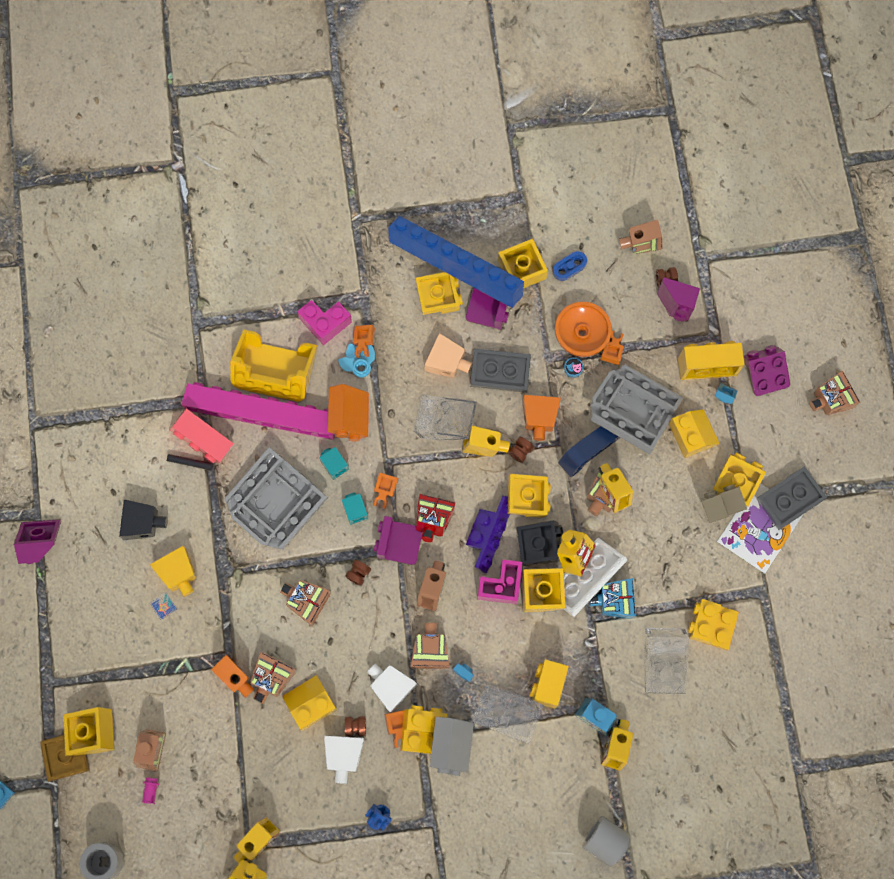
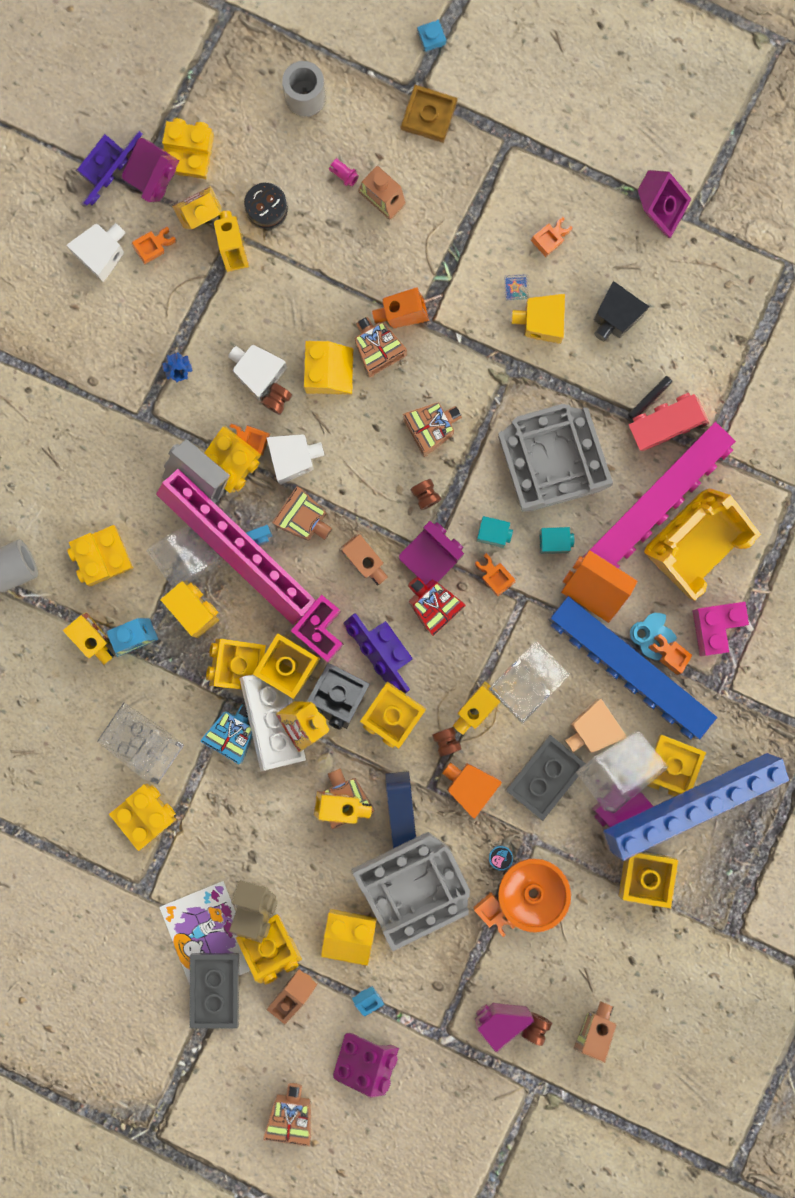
camera: 130 degrees right, 10 degrees up
(88, 731) = (435, 145): yellow slope -> none
(112, 604) = (550, 238): none -> orange plate
(212, 833) = (266, 206): none -> black head
(389, 360) = (632, 668): none -> blue brick
(464, 321) = (622, 771): none -> clear slope
(483, 681) = (235, 546): none -> dark pink brick
(554, 781) = (99, 556): none -> yellow plate
(565, 630) = (232, 662): none -> yellow plate
(569, 267) = (616, 930): blue plate -> none
(711, 360) = (412, 1009): yellow brick -> none
(758, 443) = (292, 996): none -> nougat slope

